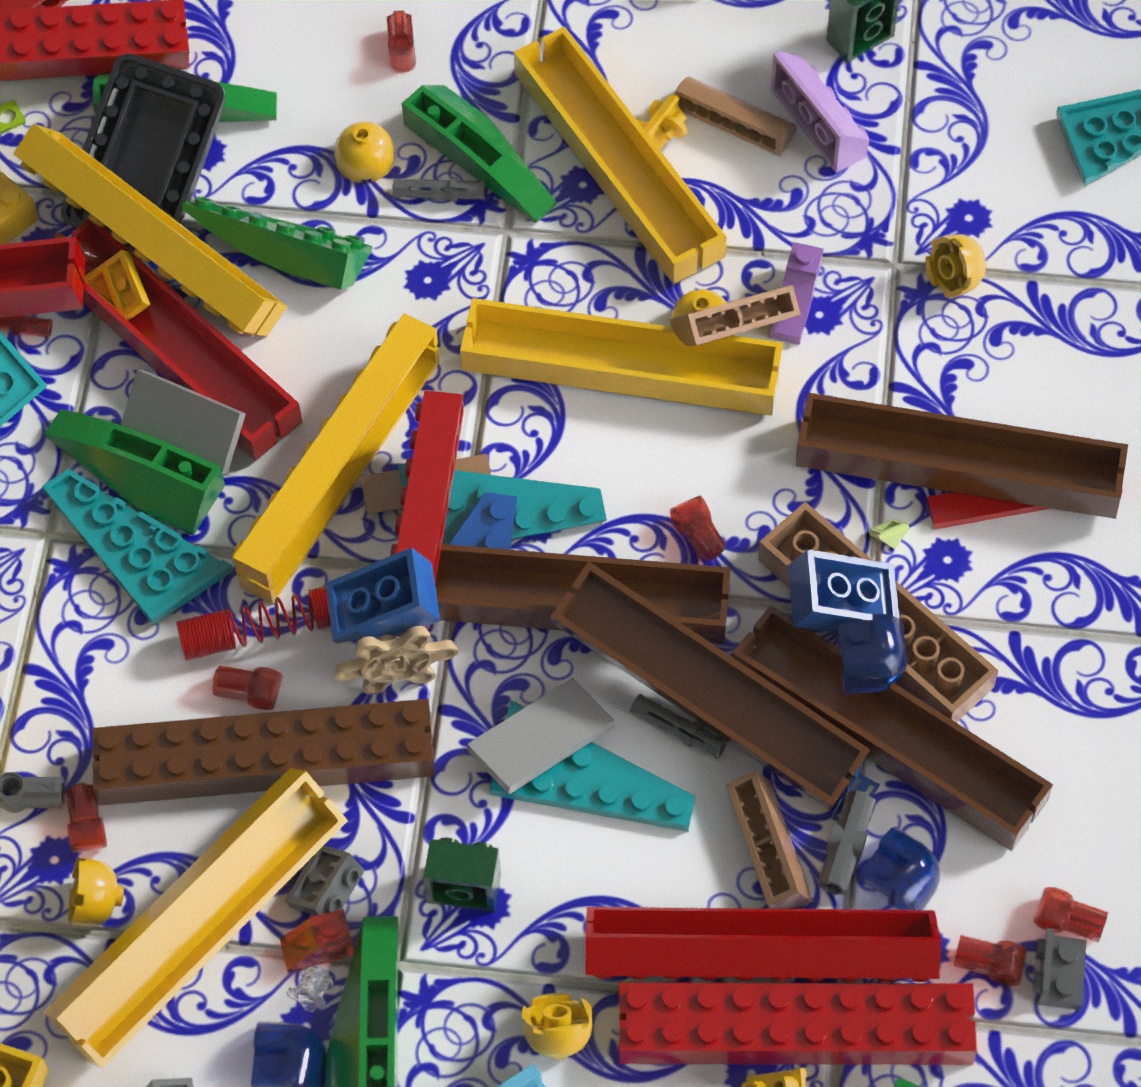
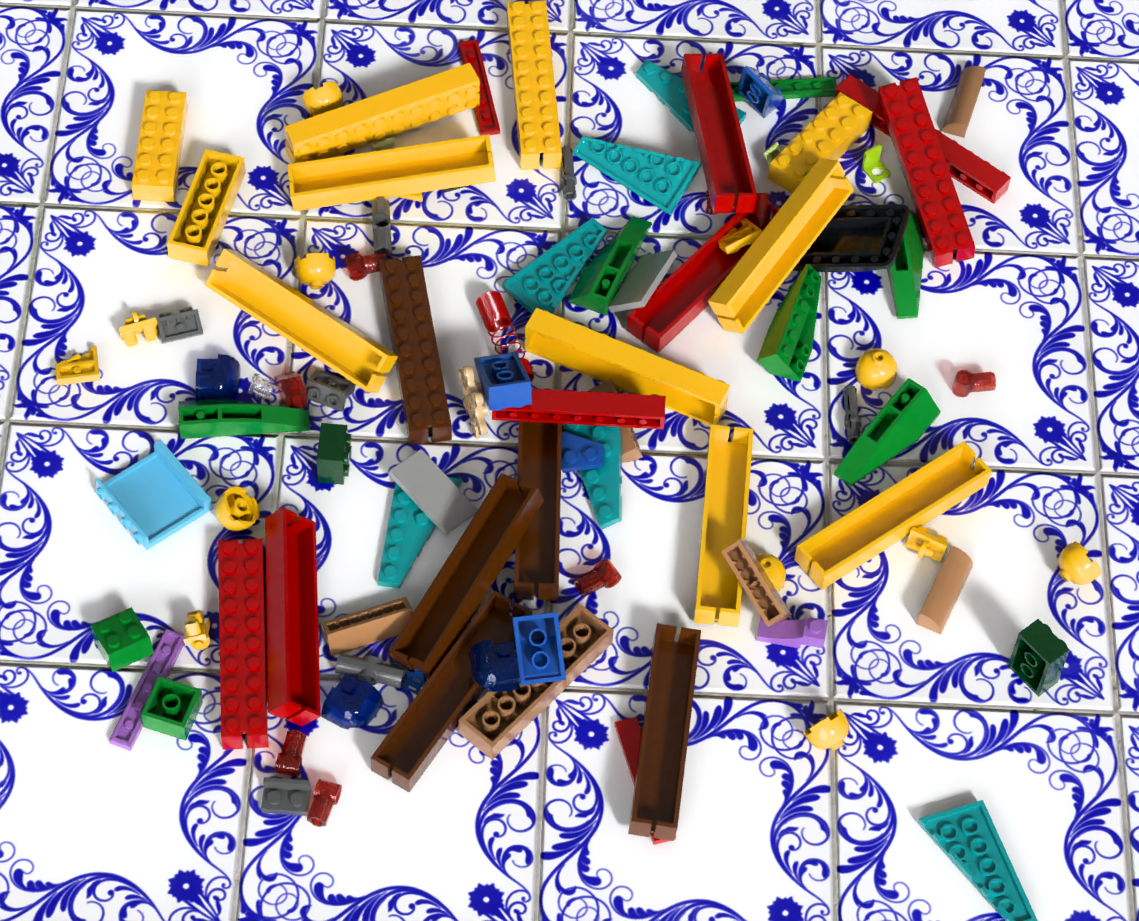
camera: 80 degrees right, 5 degrees down
(255, 687) = (461, 340): clear red piece -> none
(817, 111) = (951, 638): lavender slope -> none
(890, 532) = (605, 693): yellowish green slope -> none

